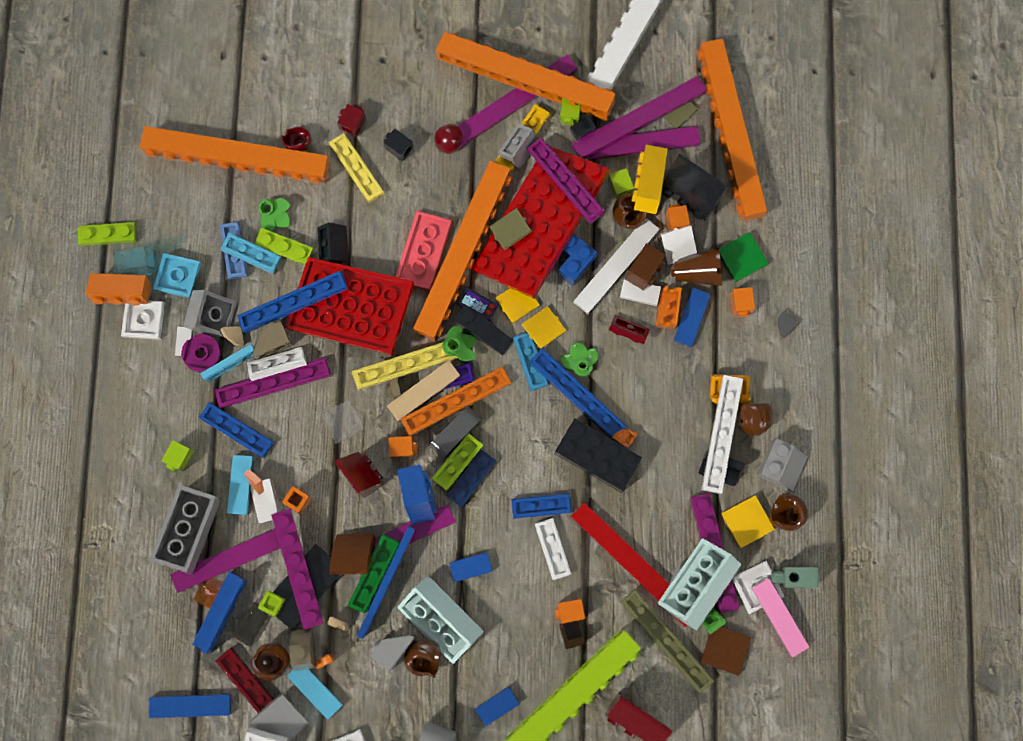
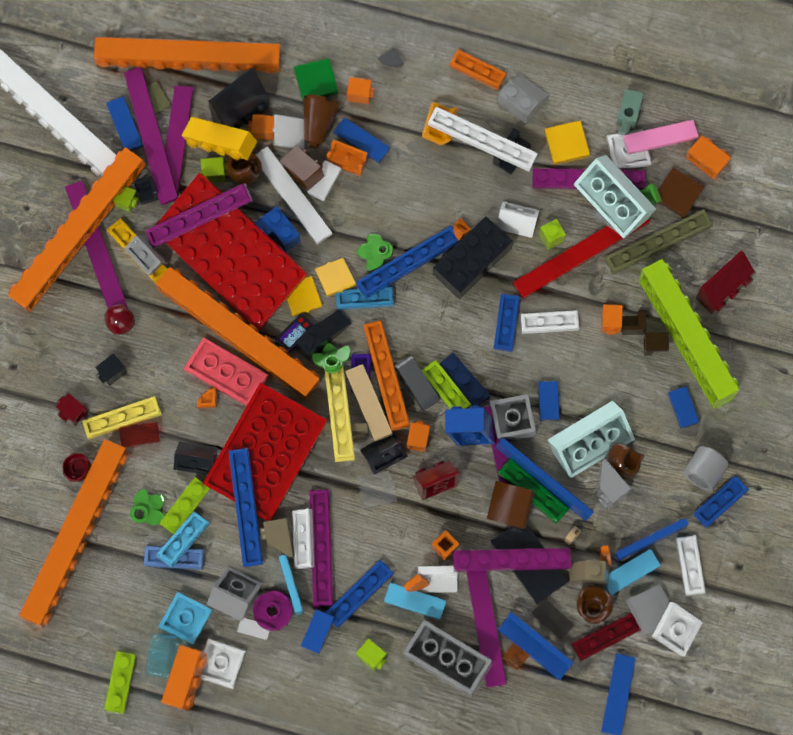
camera: 75 degrees left, 5 degrees down
(190, 400) = (317, 631): none -> blue tile
(233, 334) = (262, 574): tan tile -> none
(271, 603) = (539, 593): lime tile -> none
(343, 188) = (139, 435): none -> clear red tile
(351, 704) = (651, 539): none -> blue tile
(378, 418) = (384, 453): none -> black panel
(393, 241) = (208, 399): none -> orange tile
(440, 535) = (513, 418): none -> light grey slope
(510, 229) = (231, 281): olive piece -> none
(555, 663) = (655, 342): none -> dark brown panel
(629, 329) = (358, 199): dark red plate -> none
(643, 529) = (552, 234): none -> lime brick
(645, 91) = (124, 124): none -> blue tile
(651, 490) = (517, 219): none -> white panel
(754, 418) = (474, 107): reddish brown piece -> none
(772, 673) = (708, 157): none -> orange brick
(788, 512) = (568, 102): reddish brown piece -> none
(800, 413) = (478, 69): none -> orange tile

